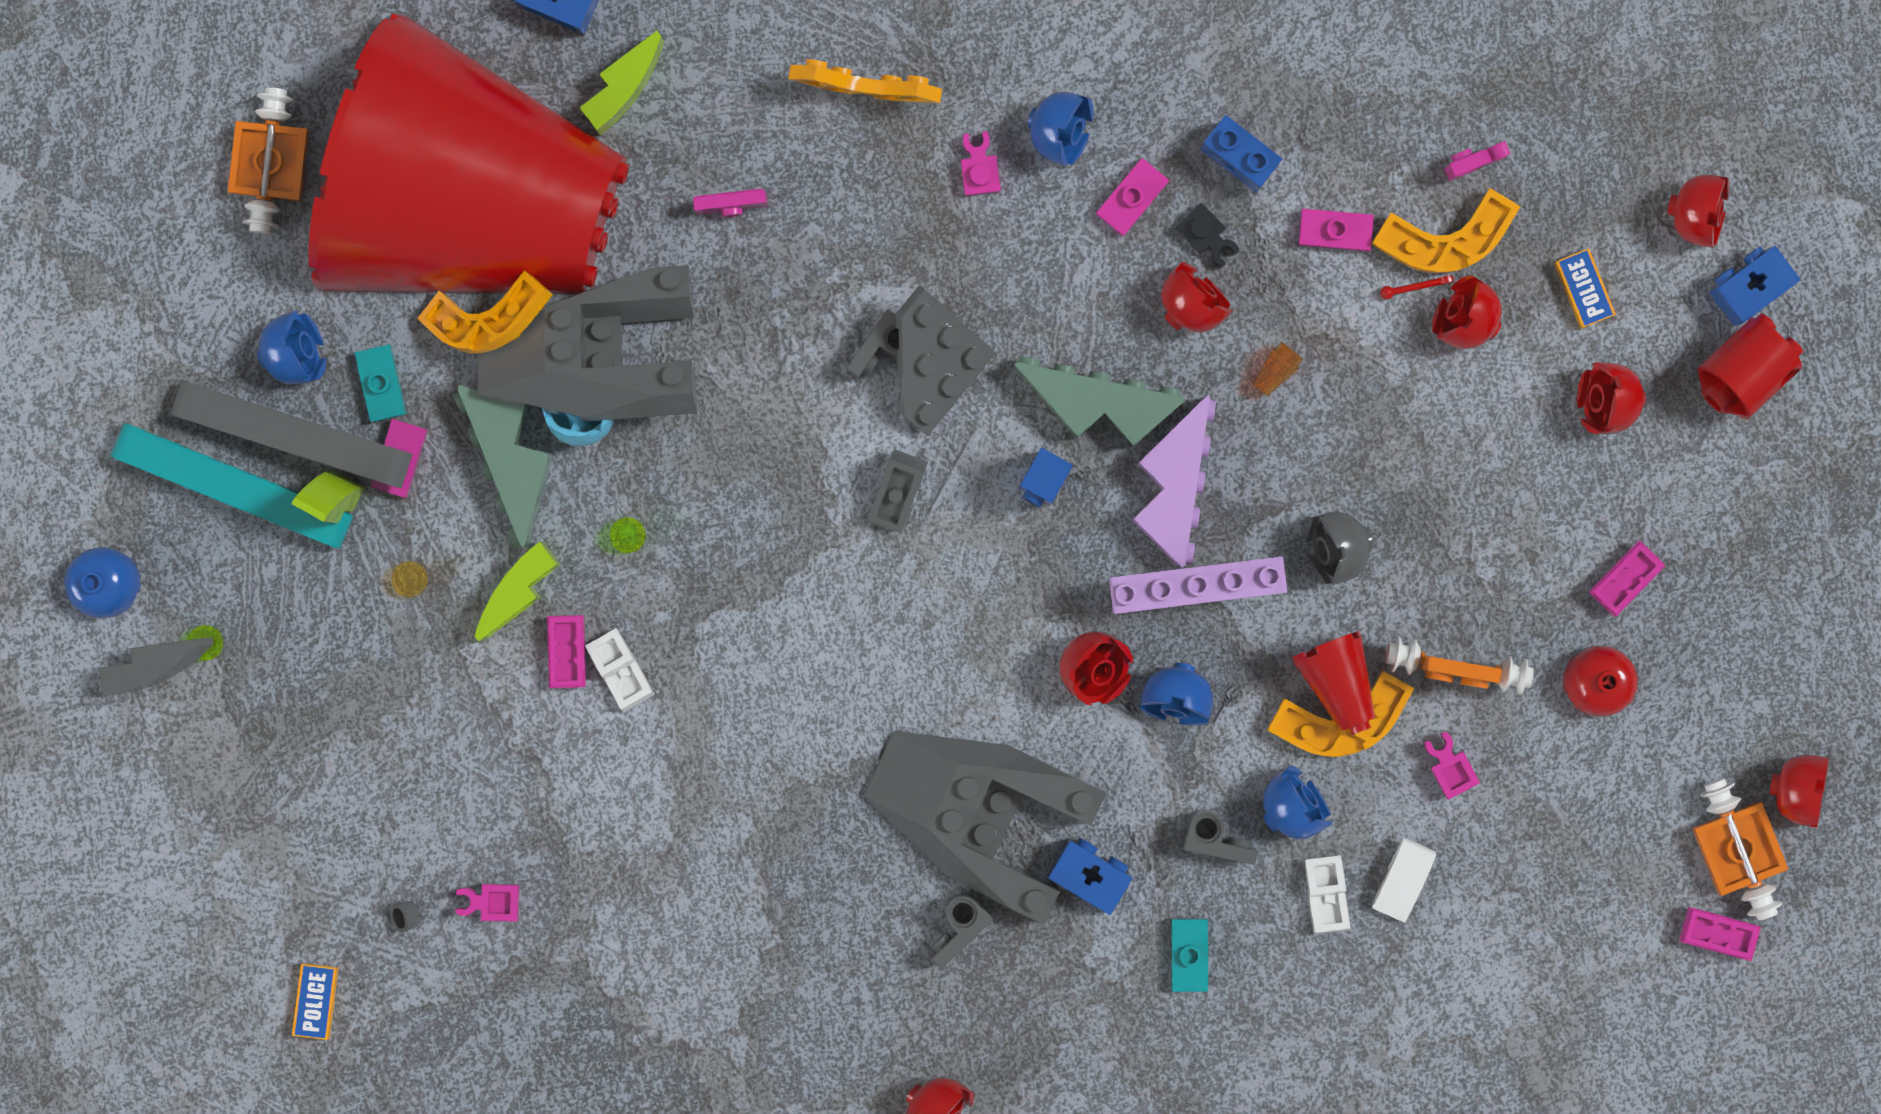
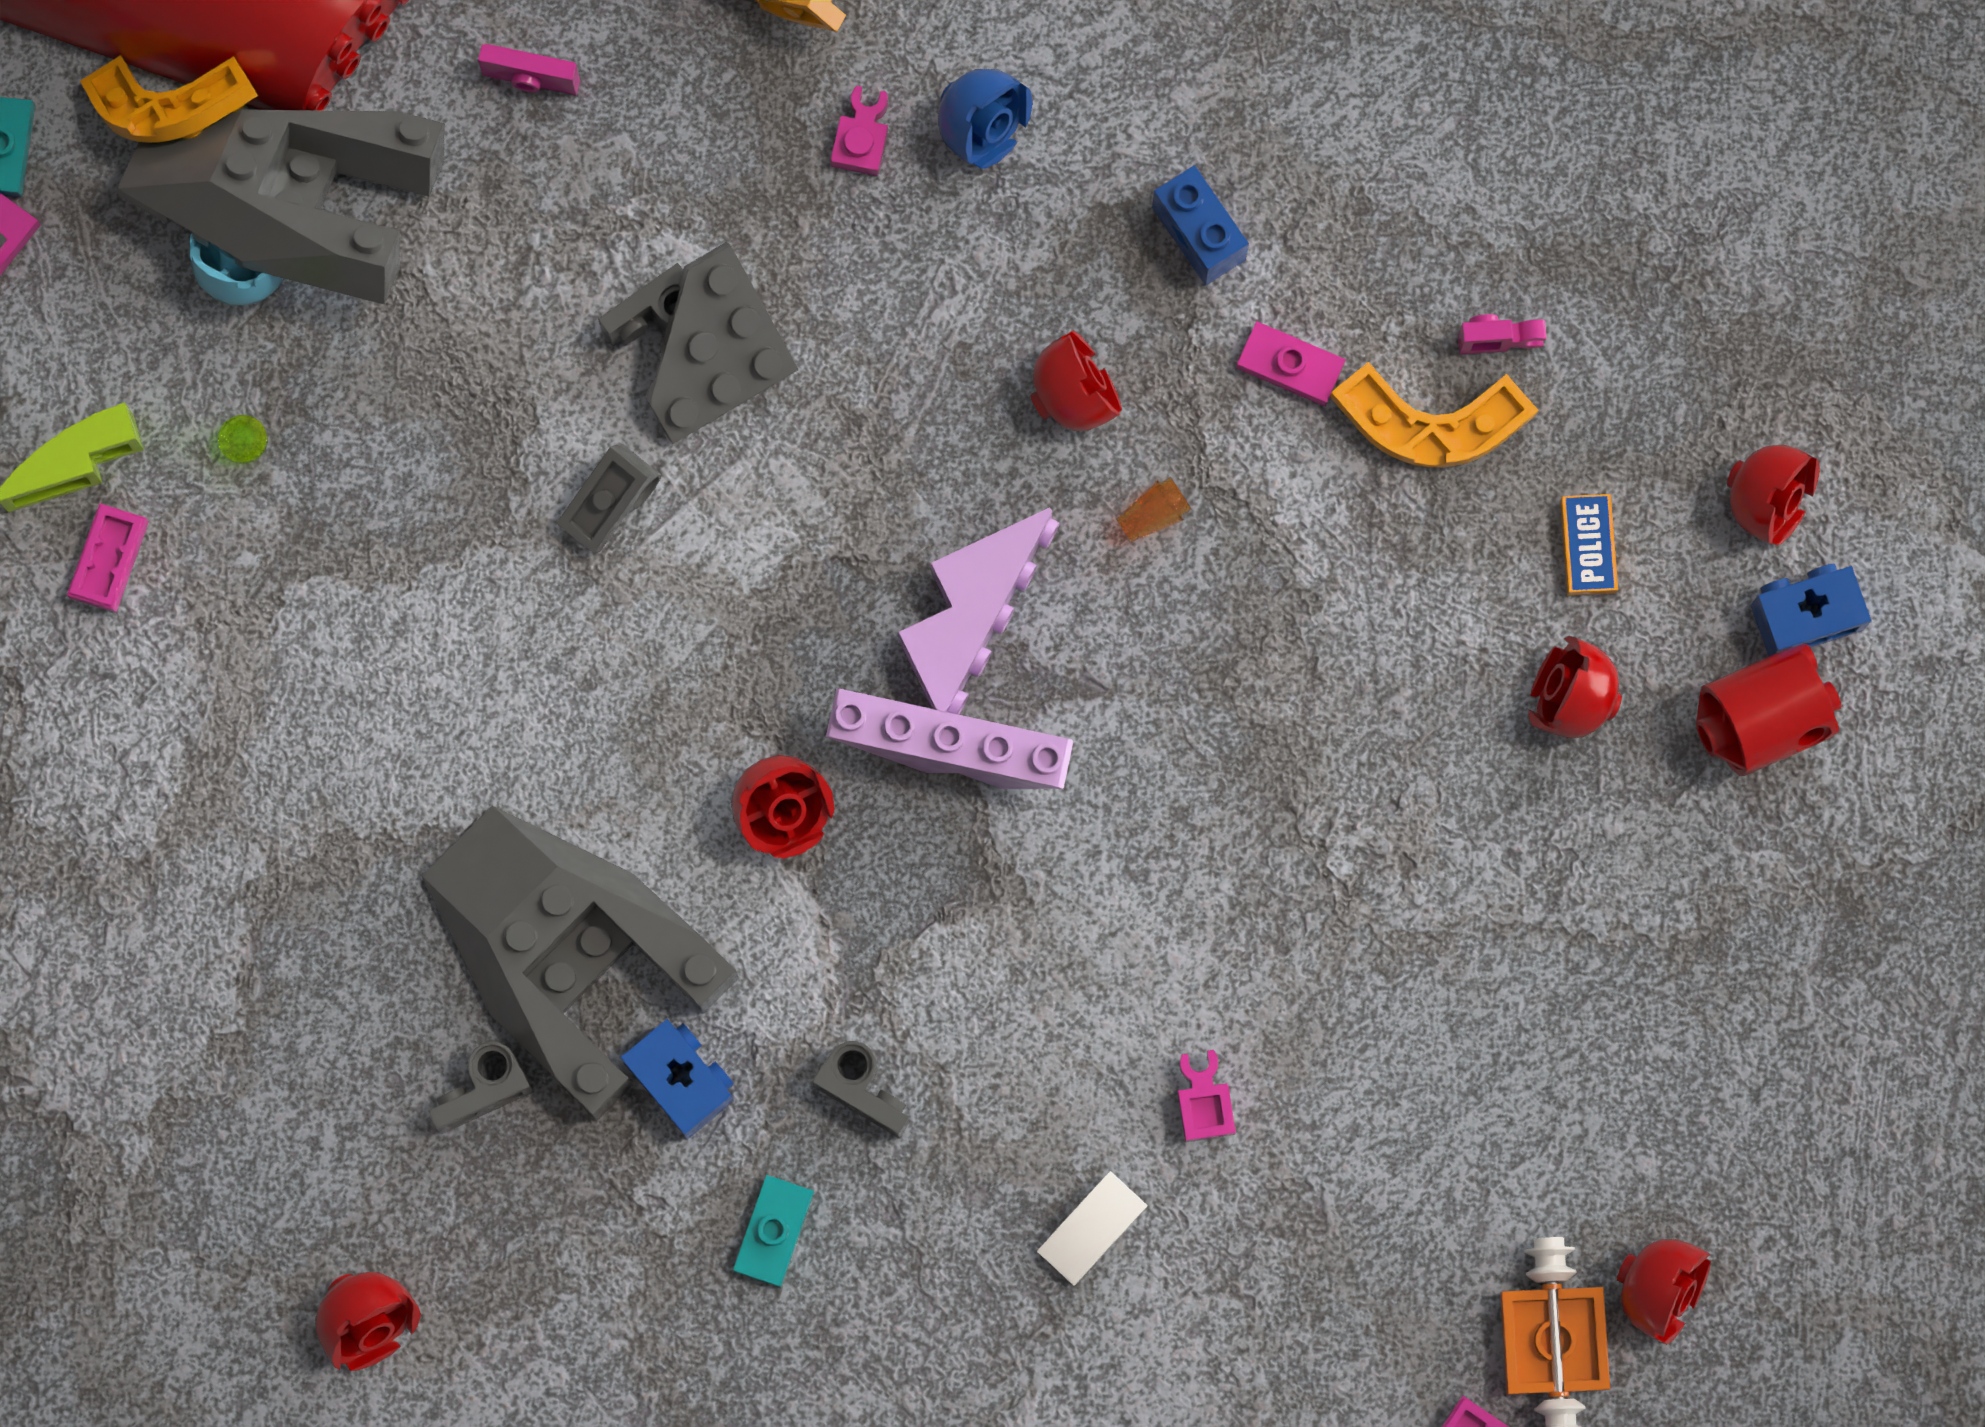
camera: 15 degrees right, 10 degrees down
(516, 470) = (131, 307): sand green slope -> none
(619, 670) = (167, 606): white slope -> none
(1044, 478) = (801, 541): blue brick -> none
(1084, 399) = (896, 466): sand green slope -> none
(1132, 197) = (1043, 236): dark pink plate -> none
(1178, 694) = (876, 878): blue cylinder -> none
(1202, 231) = (1121, 309): black plate -> none
(1294, 807) = (978, 1078): blue cylinder -> none
(1325, 737) = (1079, 1010): light orange plate -> none
(1327, 895) = (983, 1214): white slope -> none
(1339, 546) = (1156, 760): dark grey cylinder -> none
(1340, 680) = (1094, 928): red cone -> none
(1388, 292) = (1331, 465): red hinge -> none
(1469, 316) = (1425, 525): red cylinder -> none
(1471, 674) = (1238, 961): plate -> none
(1585, 686) = (1427, 1075): red cylinder -> none
(1626, 578) = (1520, 933): dark pink plate -> none

